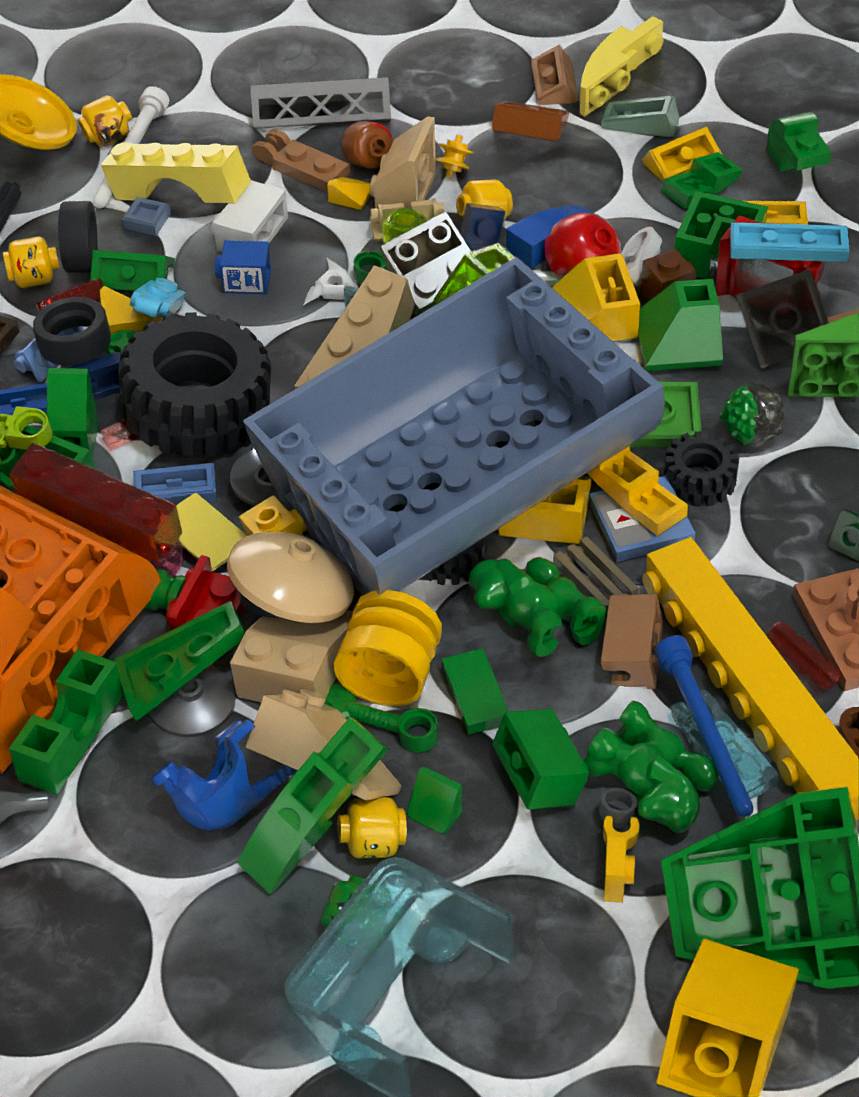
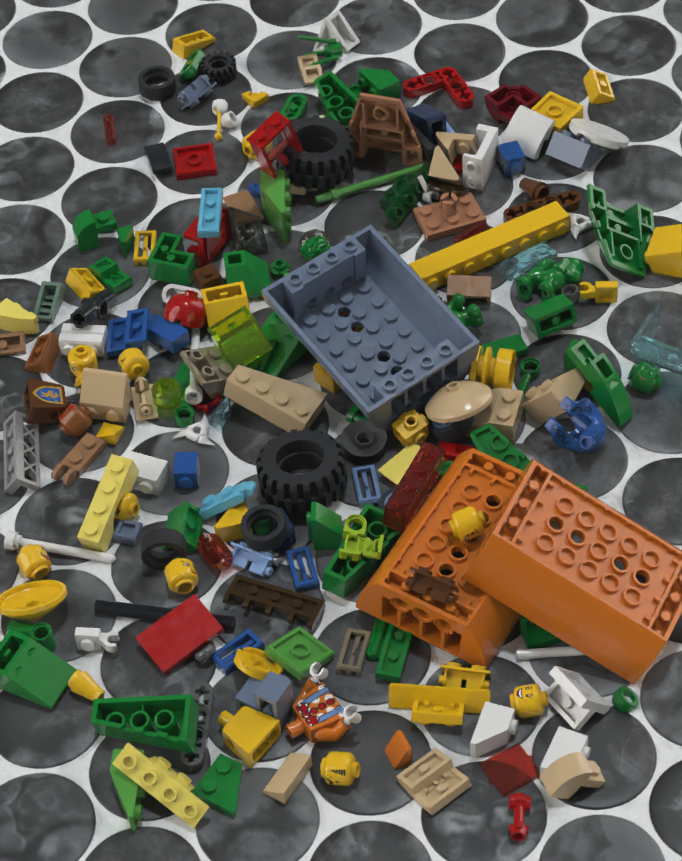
camera: 90 degrees left, 0 degrees up
(184, 205) = (127, 508): none -> yellow head
(403, 101) = (45, 401): none -> reddish brown torso
(481, 225) = (167, 364): dark blue bracket -> none
(493, 147) = (81, 357): none -> yellow head
(543, 150) = (90, 335): none -> white brick
(553, 191) = (127, 332): none -> blue slope
(599, 146) = (93, 308): none -> black piece
(676, 659) = (488, 269): blue piece -> none
(712, 380) = (279, 268): none -> green plate
(776, 185) = (126, 239): none -> green slope

